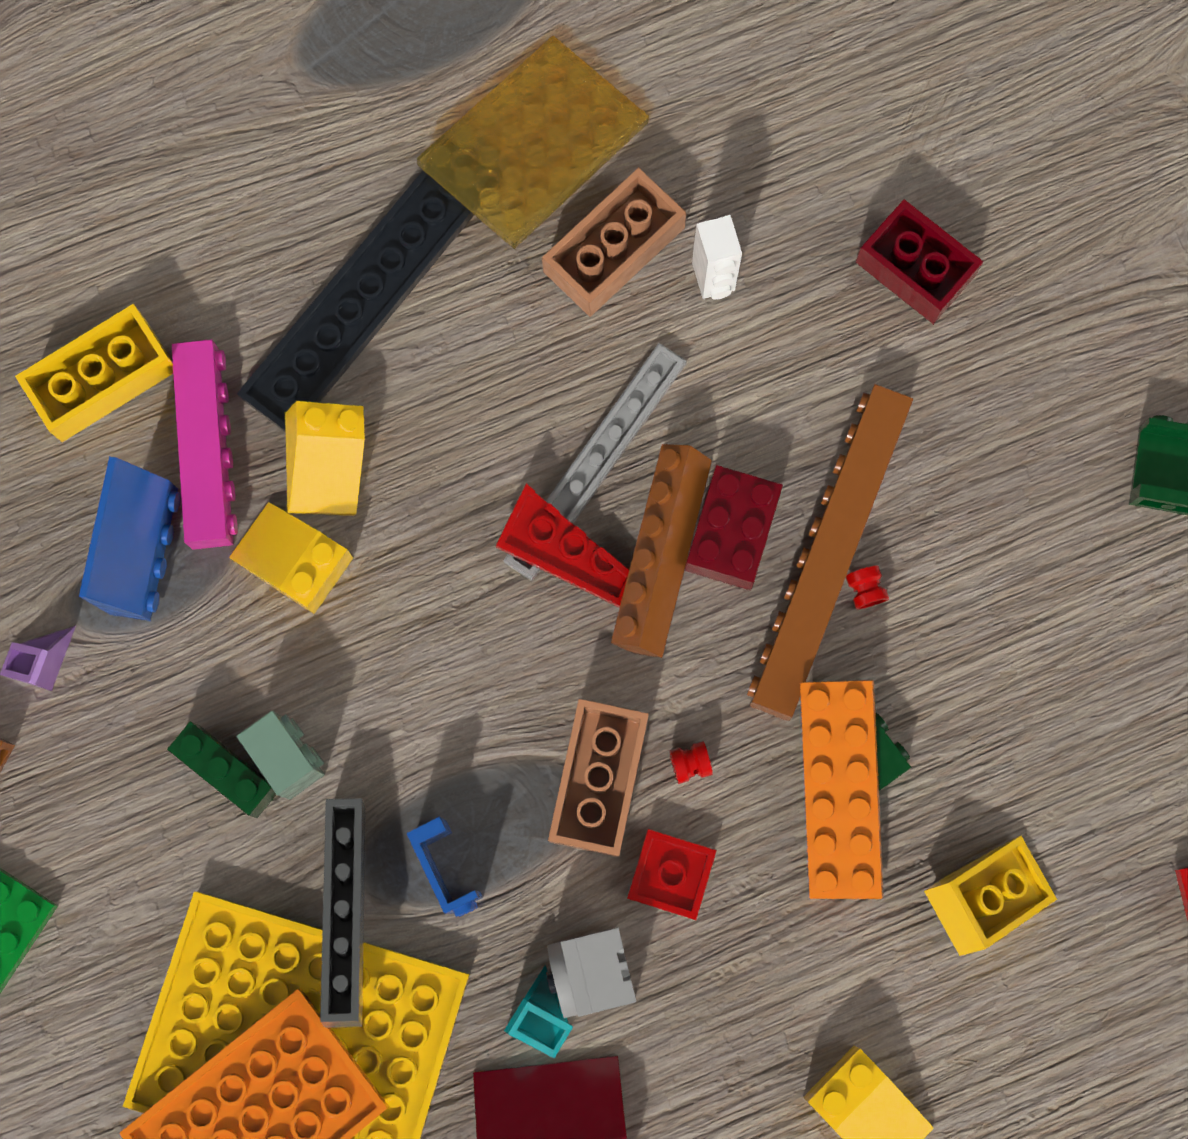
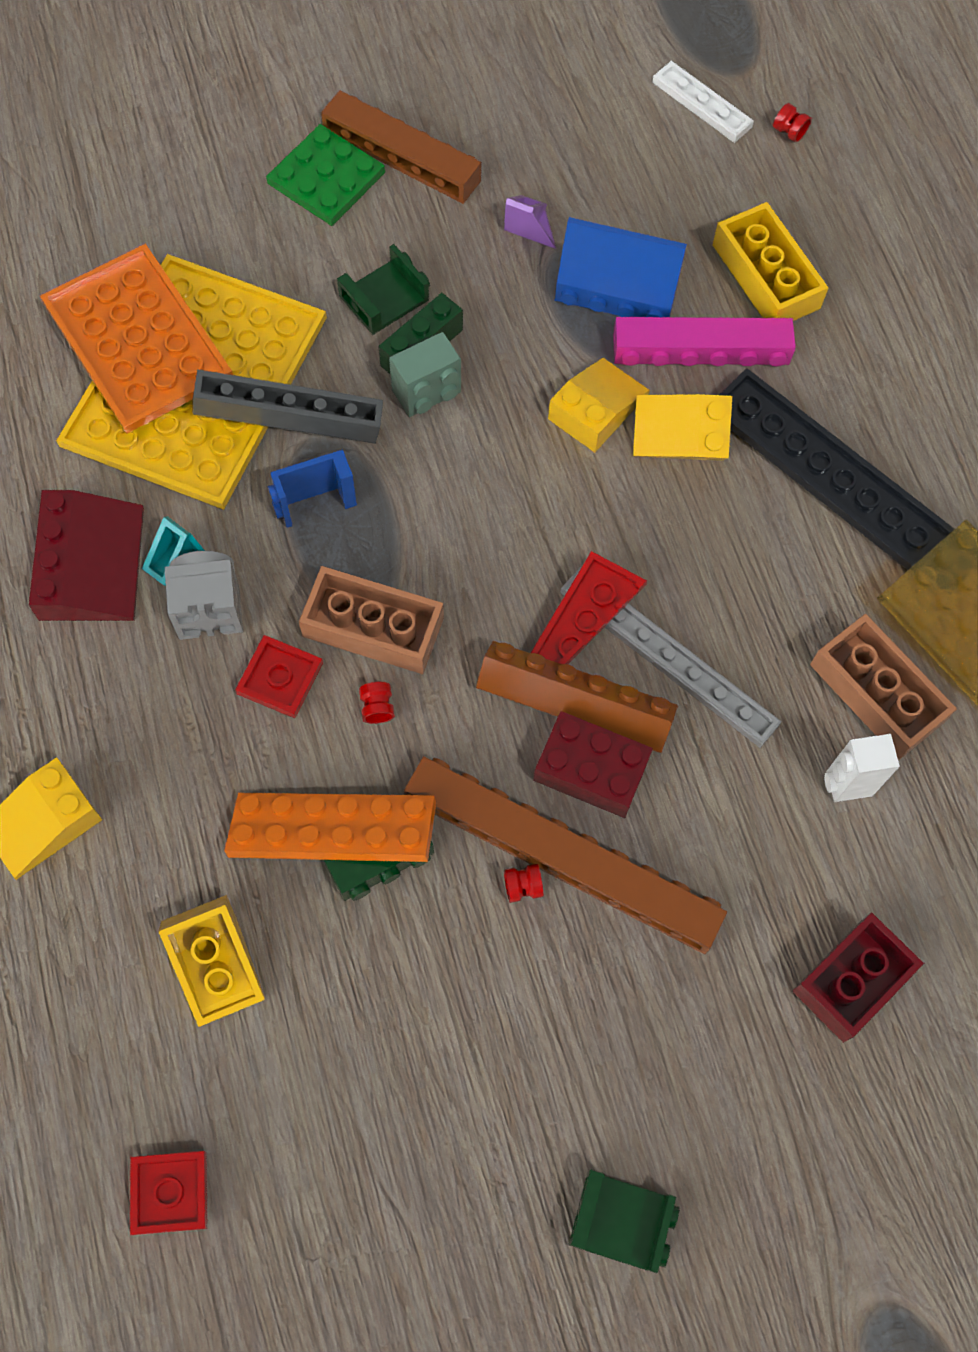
camera: 90 degrees right, 10 degrees down
(156, 823) = (386, 292): none -> dark green panel

